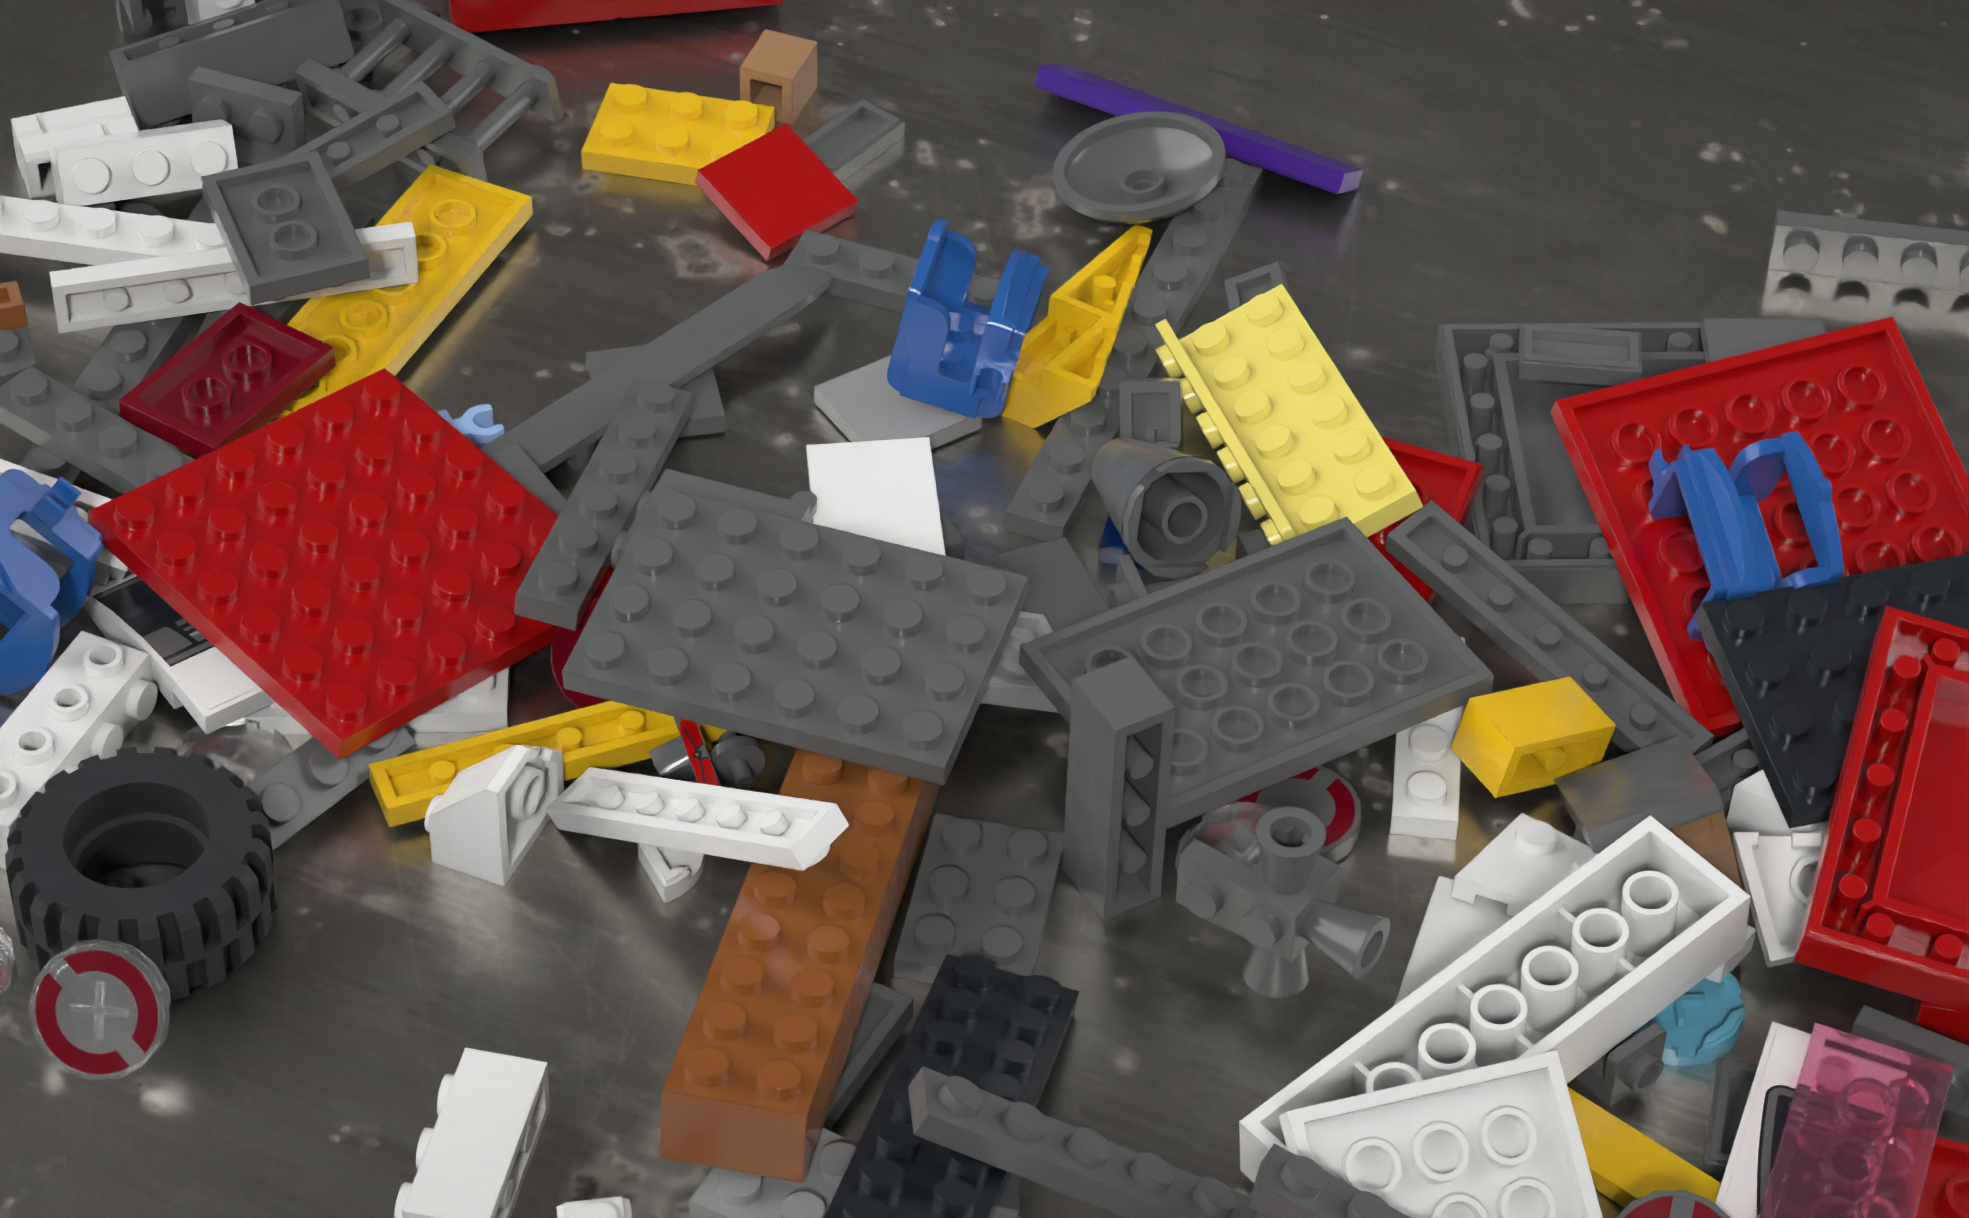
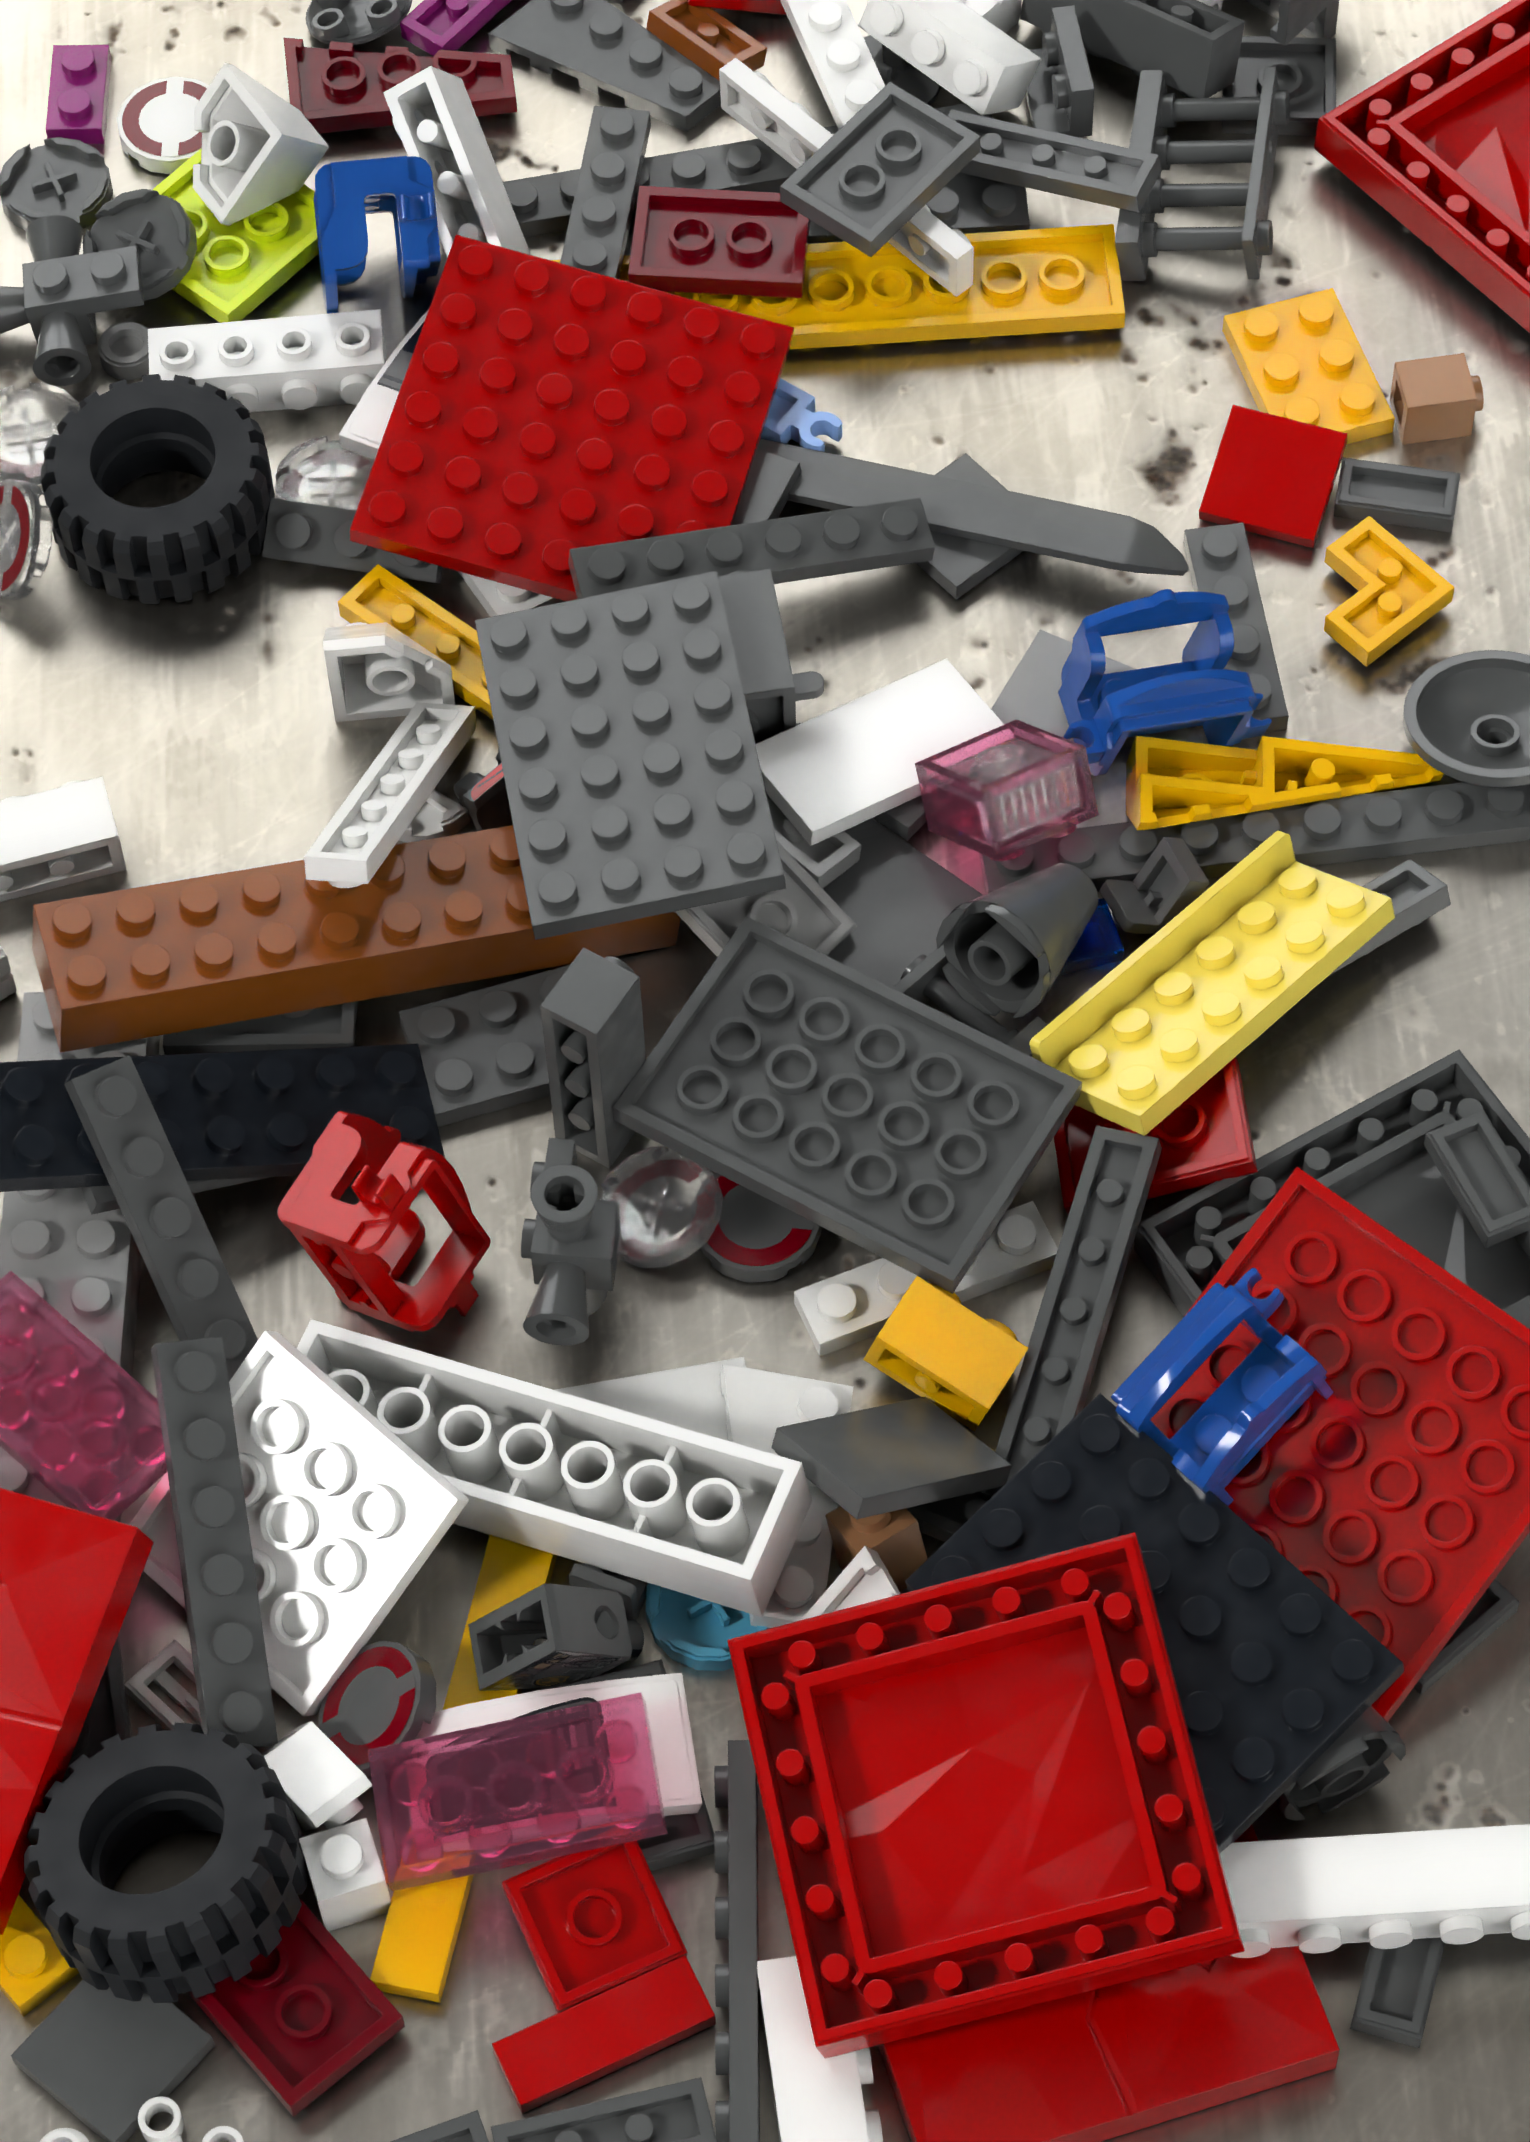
camera: 65 degrees right, 15 degrees up
(950, 176) = (1393, 592): none -> yellow plate
(995, 451) = (1007, 790): none -> clear pink piece
(1180, 1060) = (371, 1243): none -> red animal
(1685, 1099) = (582, 1630): none -> dark grey torso

